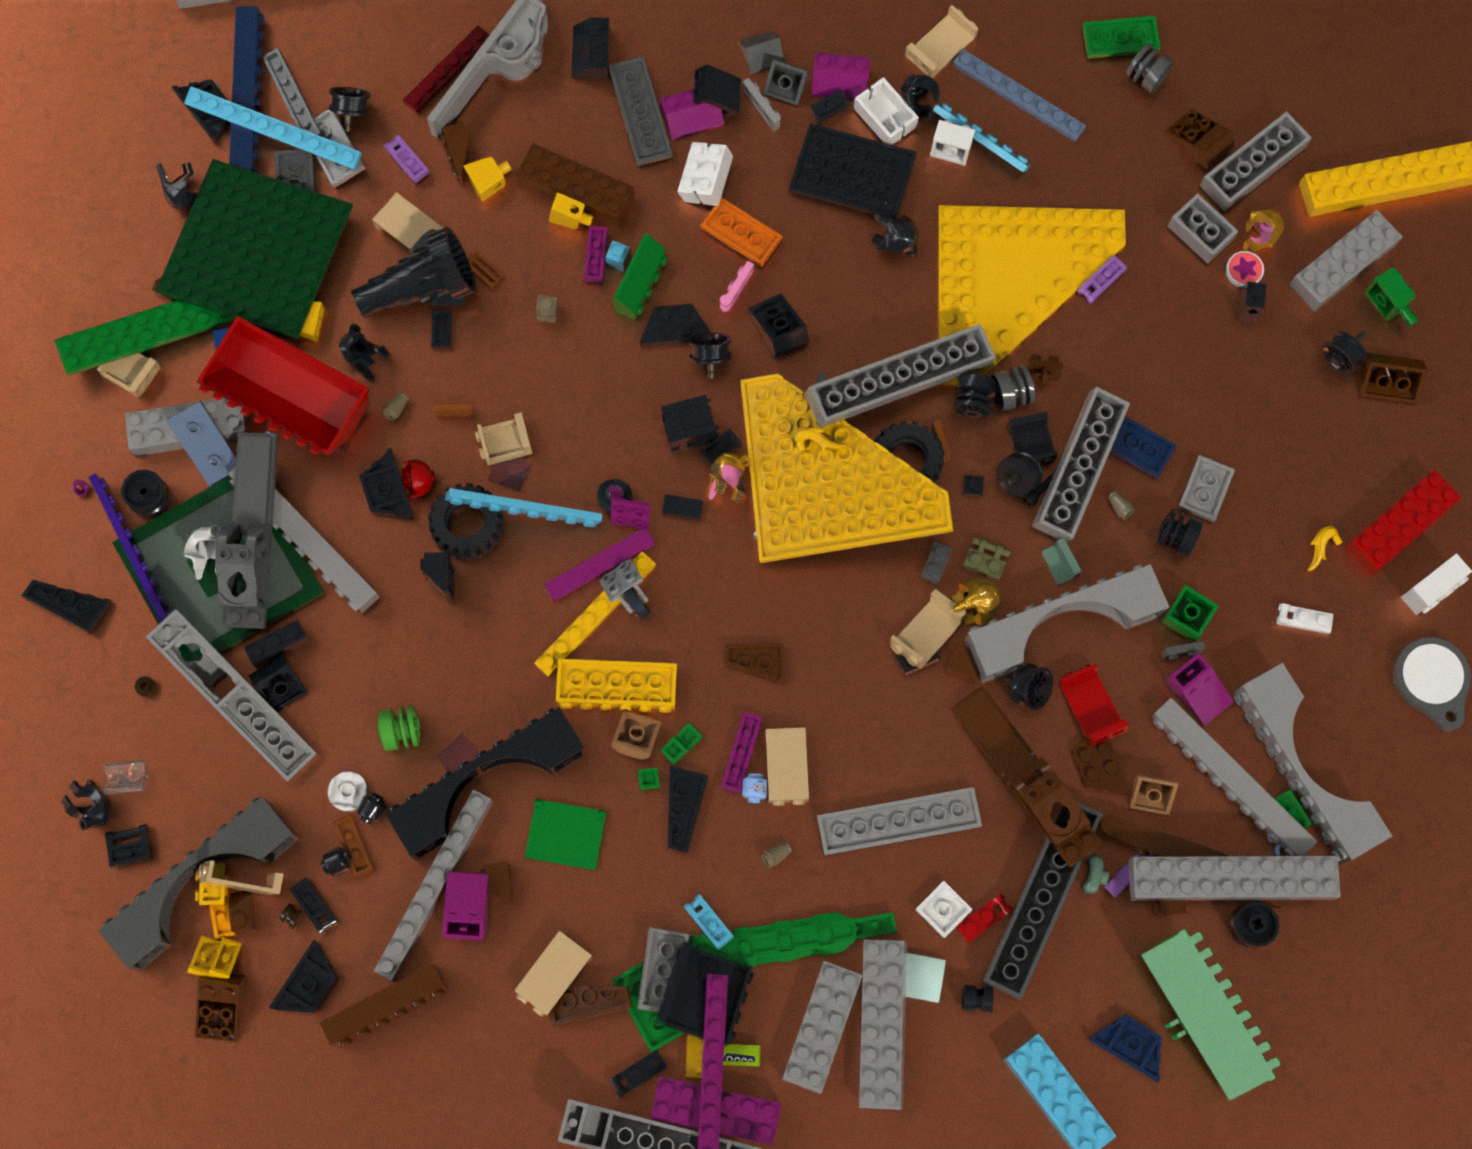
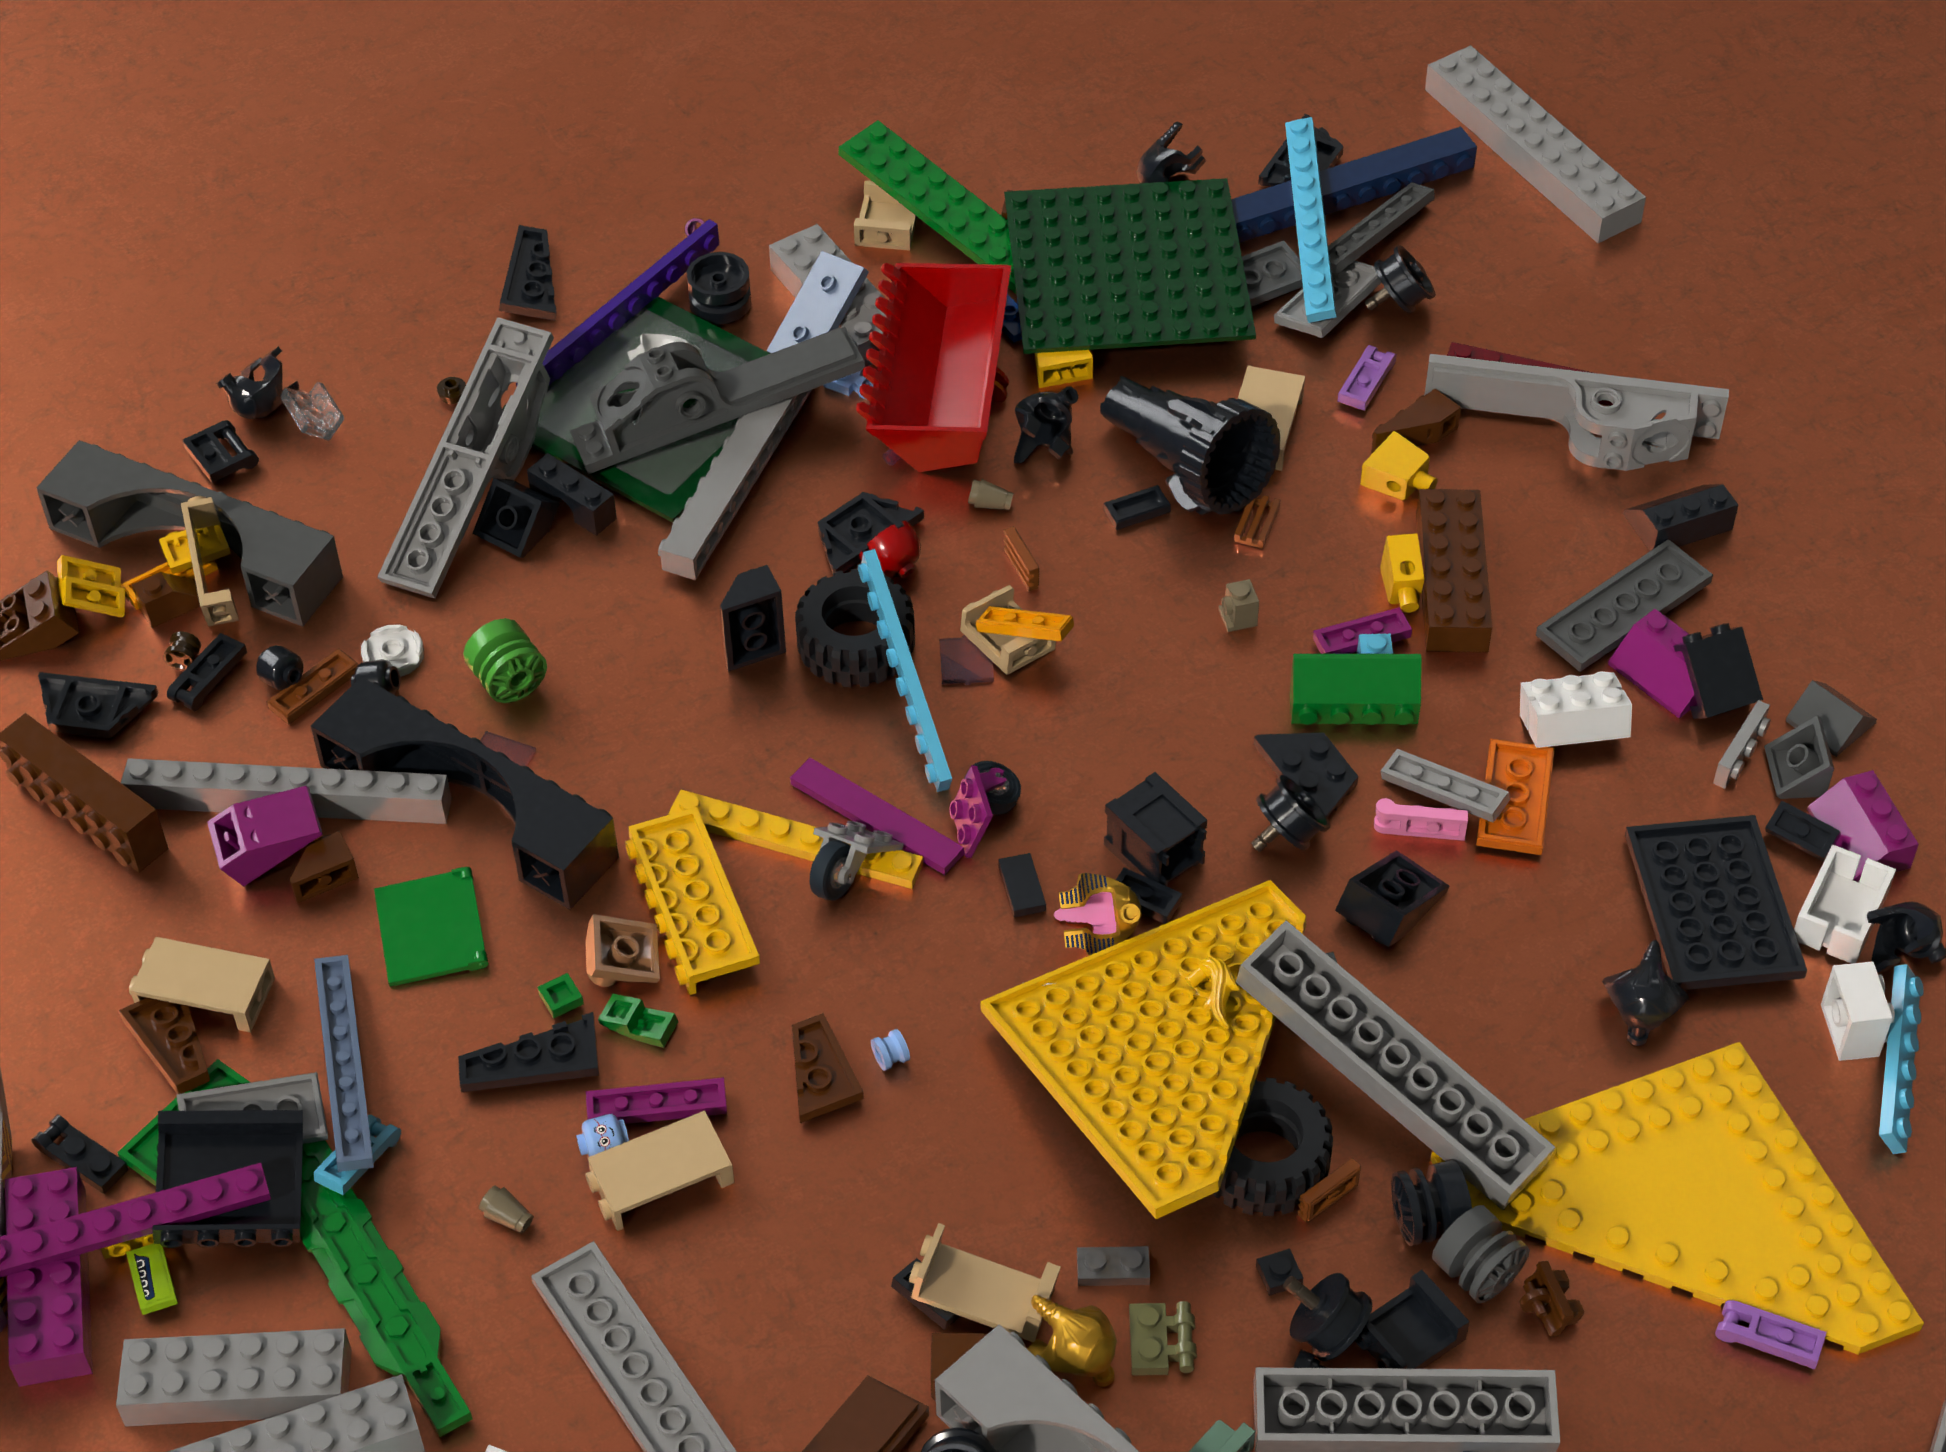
camera: 70 degrees right, 25 degrees down
(512, 428) = (1025, 623): none -> light orange tile
(647, 910) = (343, 1064): none -> sand blue plate
(722, 263) = (1445, 785): none -> light grey plate
(762, 619) = (890, 1049): none -> light blue wheel

